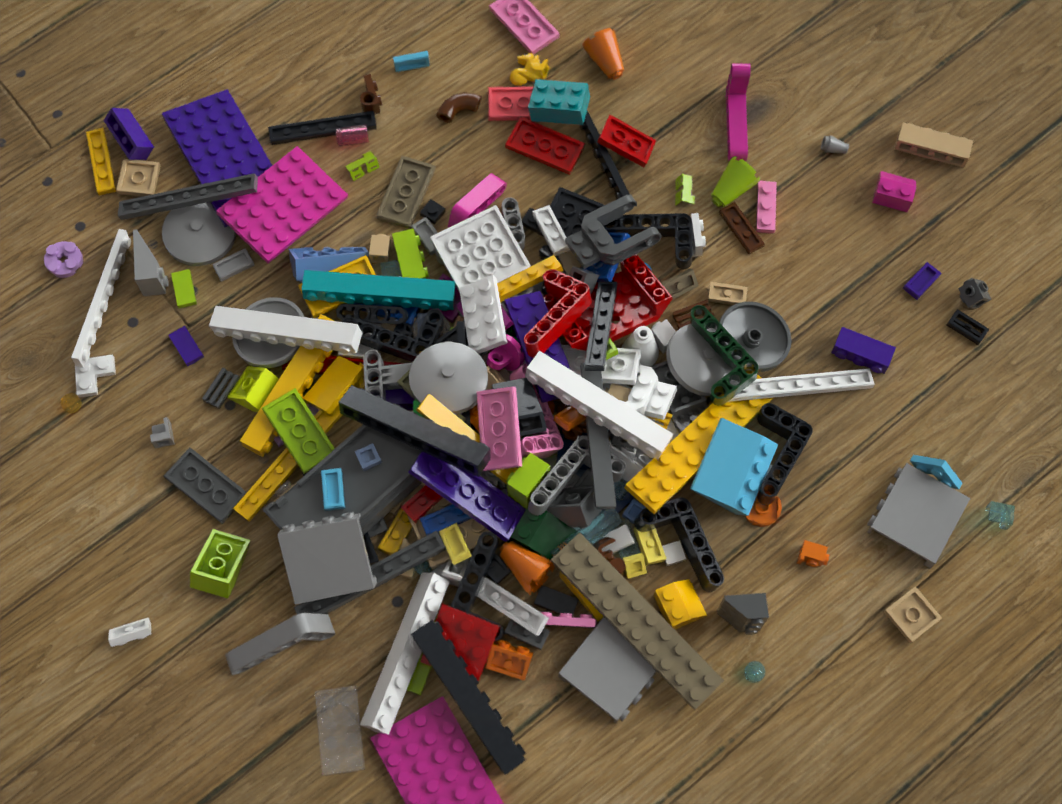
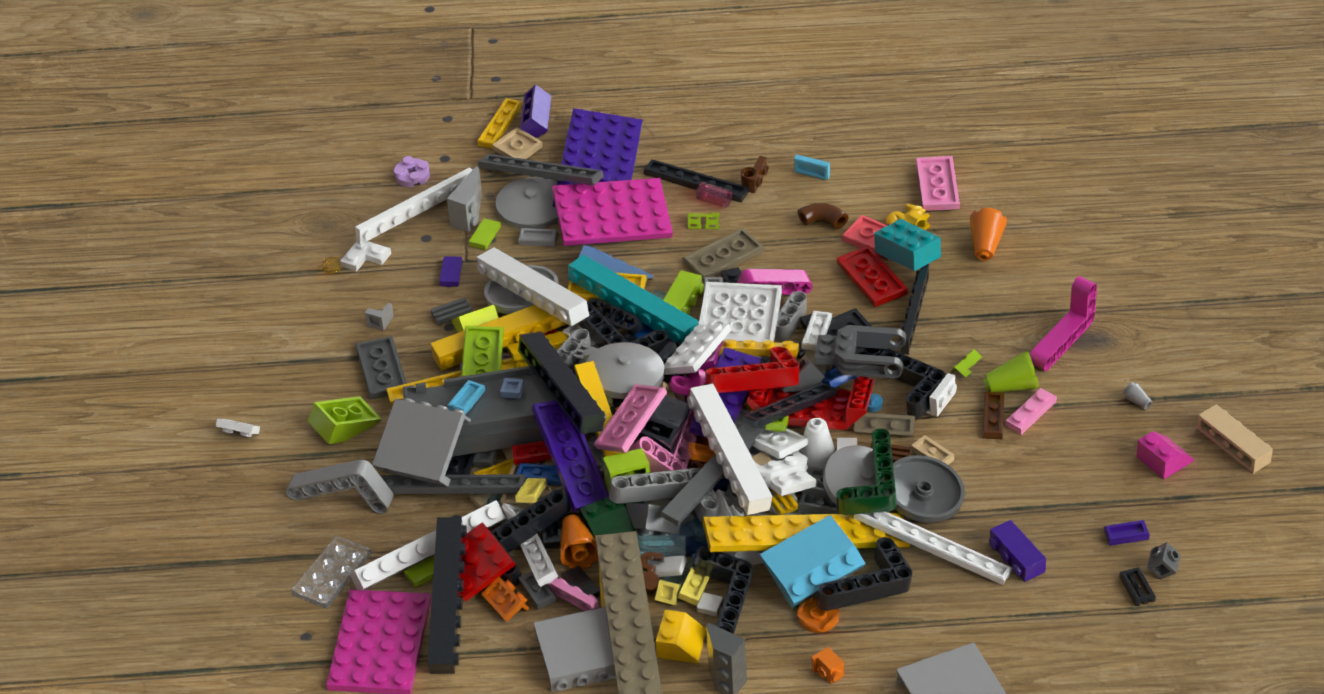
camera: 40 degrees right, 25 degrees down
(380, 248) = (662, 278): tan brick -> none
(626, 141) = (943, 301): red plate -> none
(938, 468) = (996, 658): medium azure plate -> none

